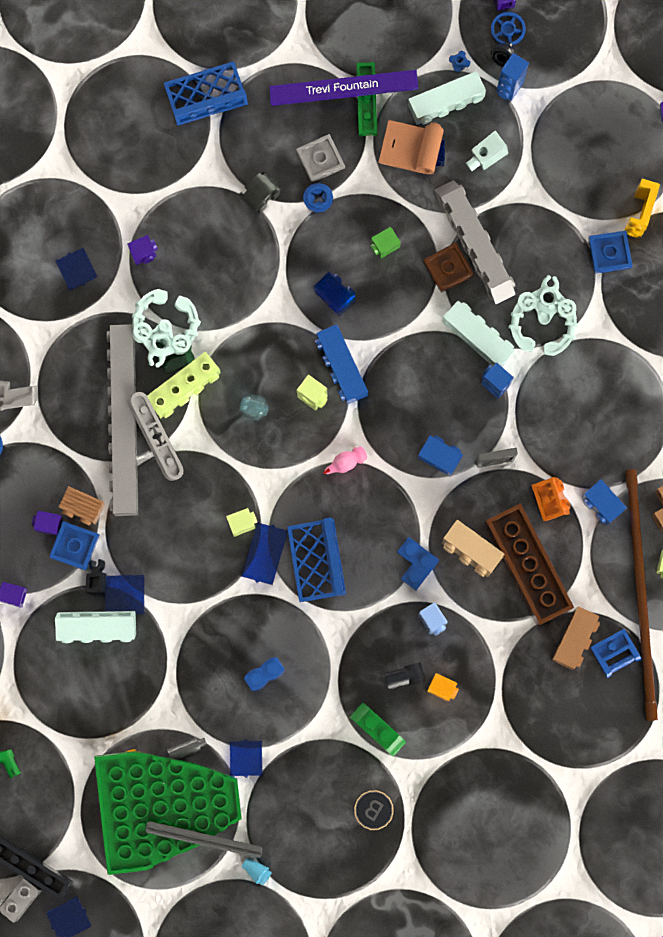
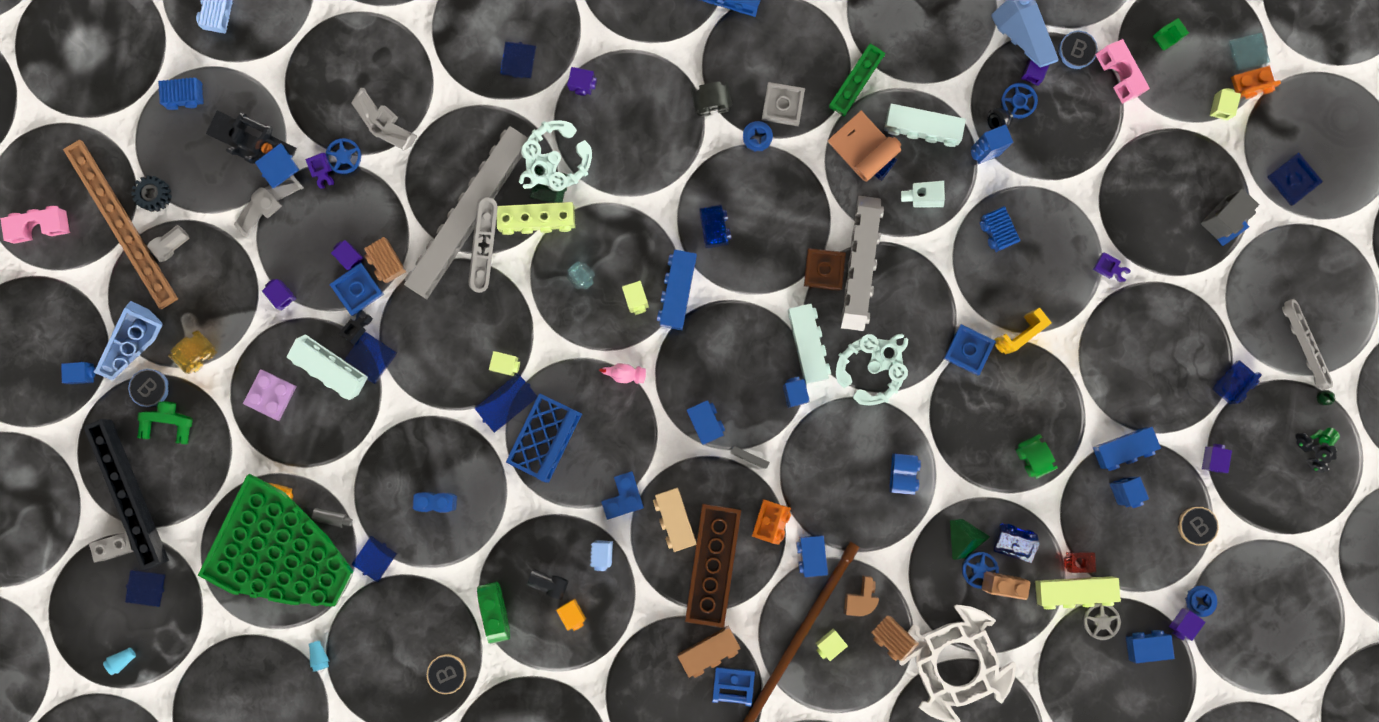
camera: 35 degrees right, 5 degrees up
(61, 684) = (269, 395): none -> lavender plate
(204, 839) = (291, 602): dark grey axle -> none
(344, 87) = (844, 57): dark purple tile -> none
(385, 243) = (785, 212): bright green brick -> none
(456, 65) = (953, 104): blue plate -> none
(565, 140) = (999, 229): none -> blue brick
(629, 386) = (904, 473): none -> blue brick

